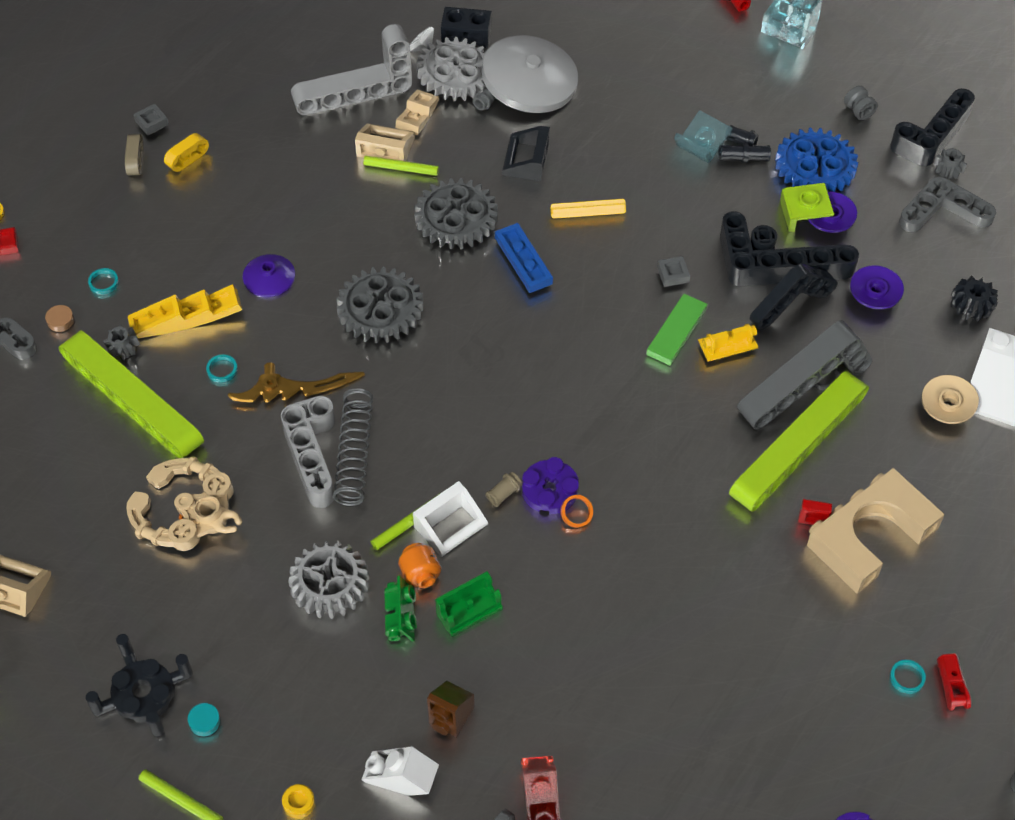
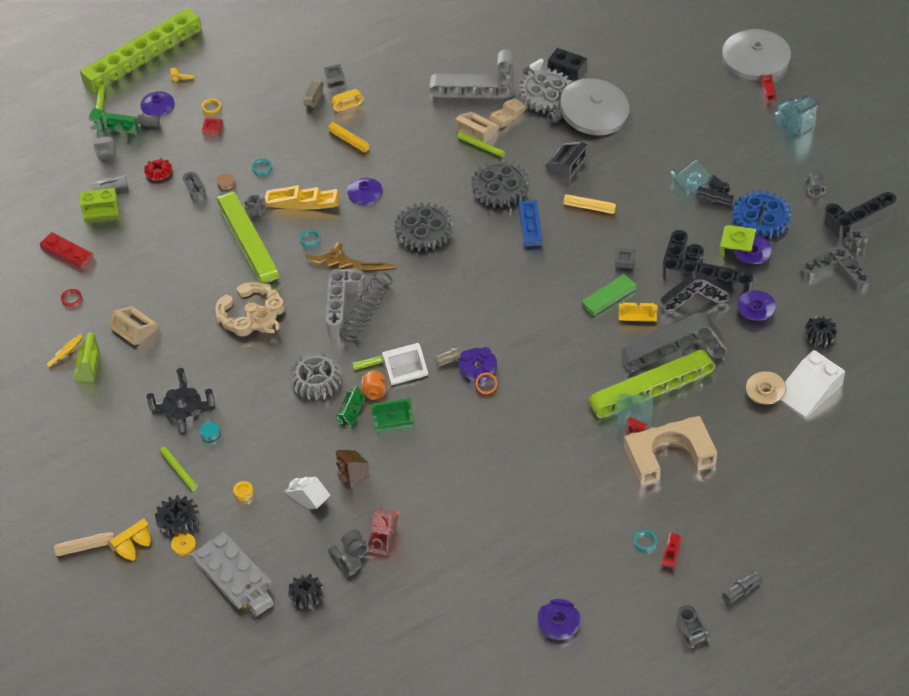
camera: 25 degrees right, 5 degrees down
(212, 204) = (348, 137): none -> yellow axle
(800, 483) = (634, 406): none -> clear light blue piece

